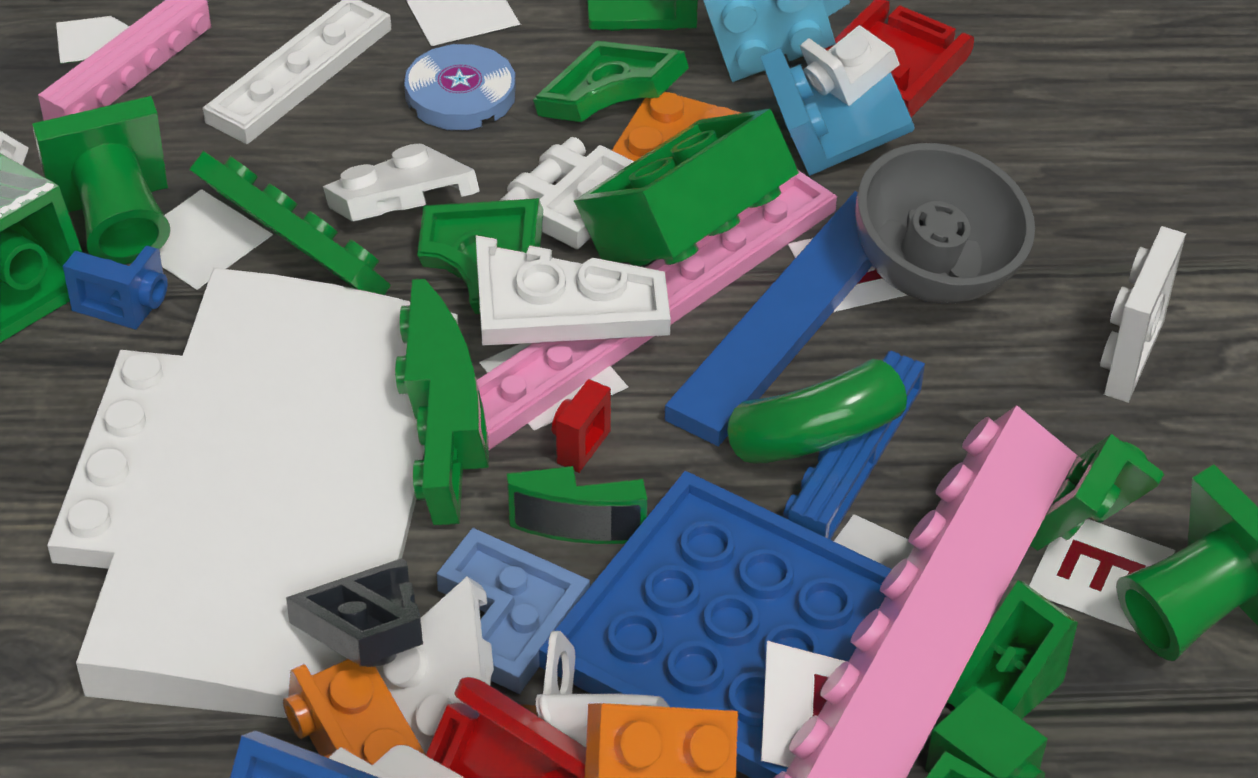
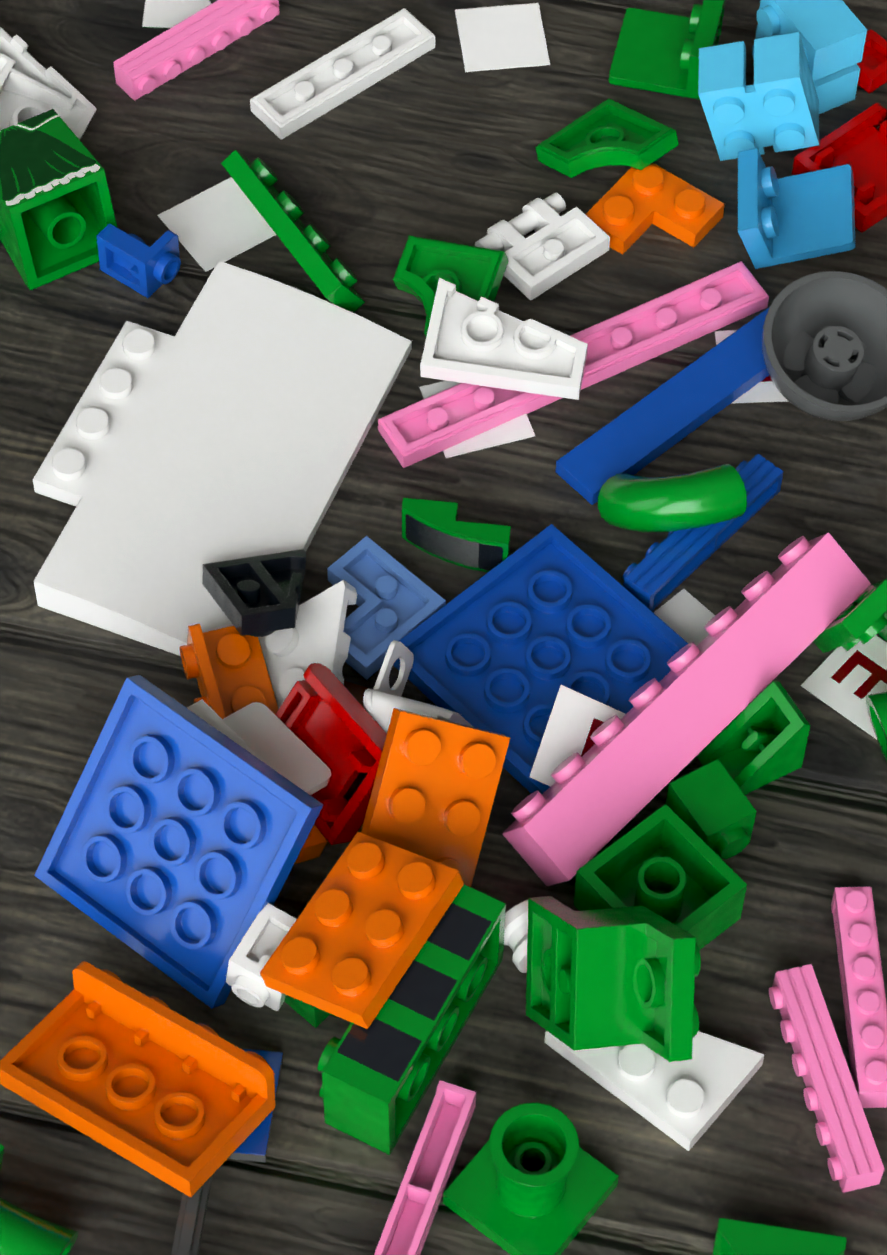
camera: 15 degrees right, 10 degrees up
(108, 168) = (152, 148): green plant -> none
(397, 183) = (394, 208): white wing -> none
(443, 400) = (376, 420): green slope -> none
(460, 86) = (477, 120): medium blue tile -> none
(582, 424) = (482, 465): red plate -> none
(688, 189) = (633, 268): green brick -> none
(848, 66) = (816, 175): white bracket -> none

